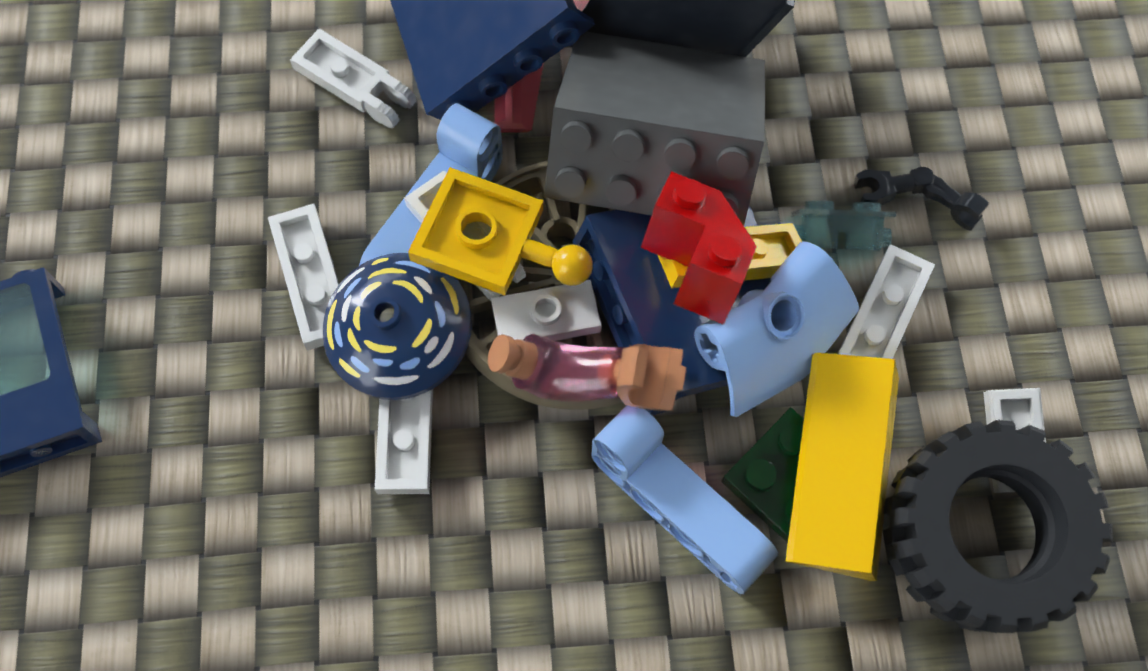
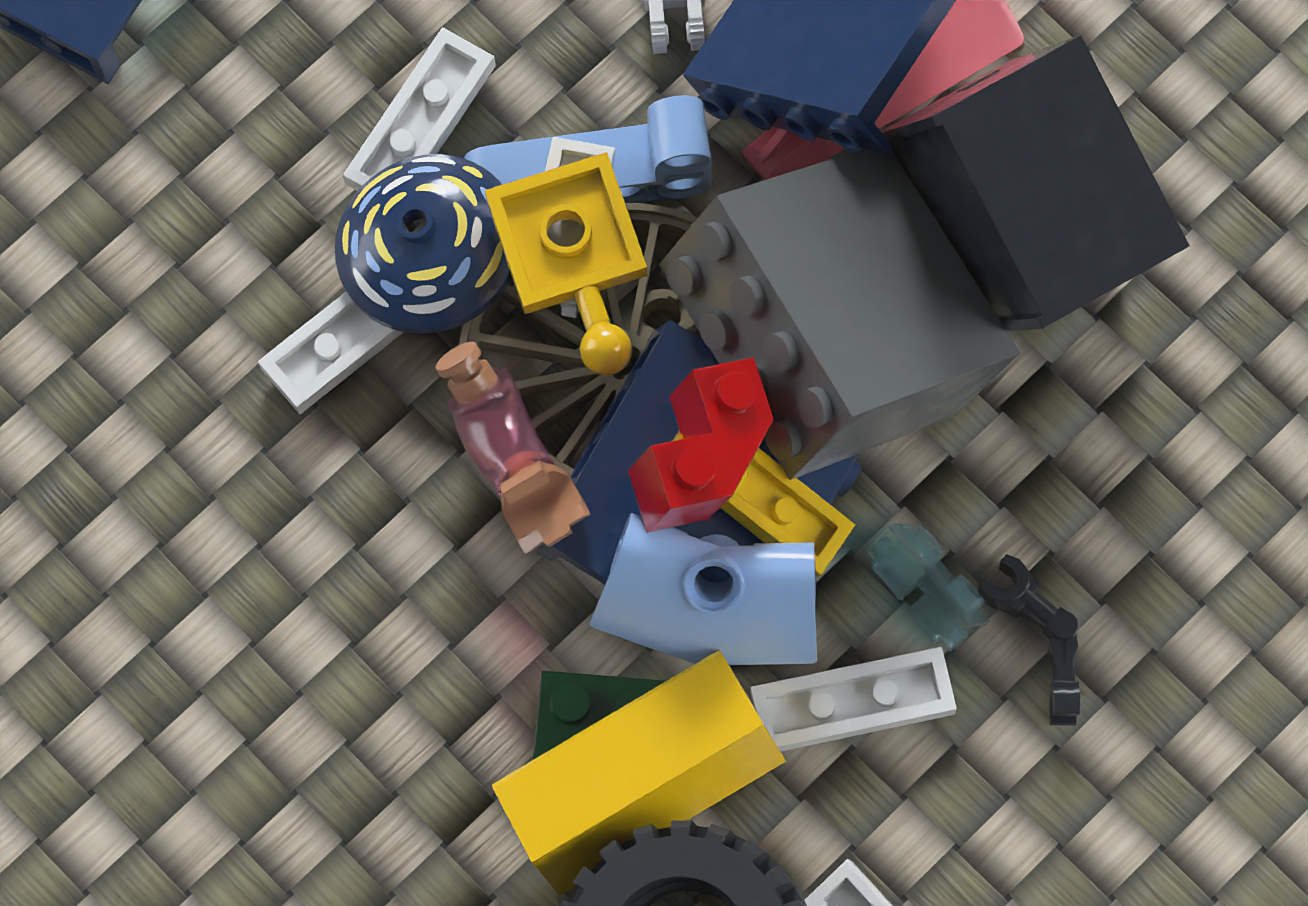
camera: 55 degrees right, 5 degrees up
(548, 312) = (549, 369): white plate -> none
(679, 500) = (479, 646): light blue beam -> none

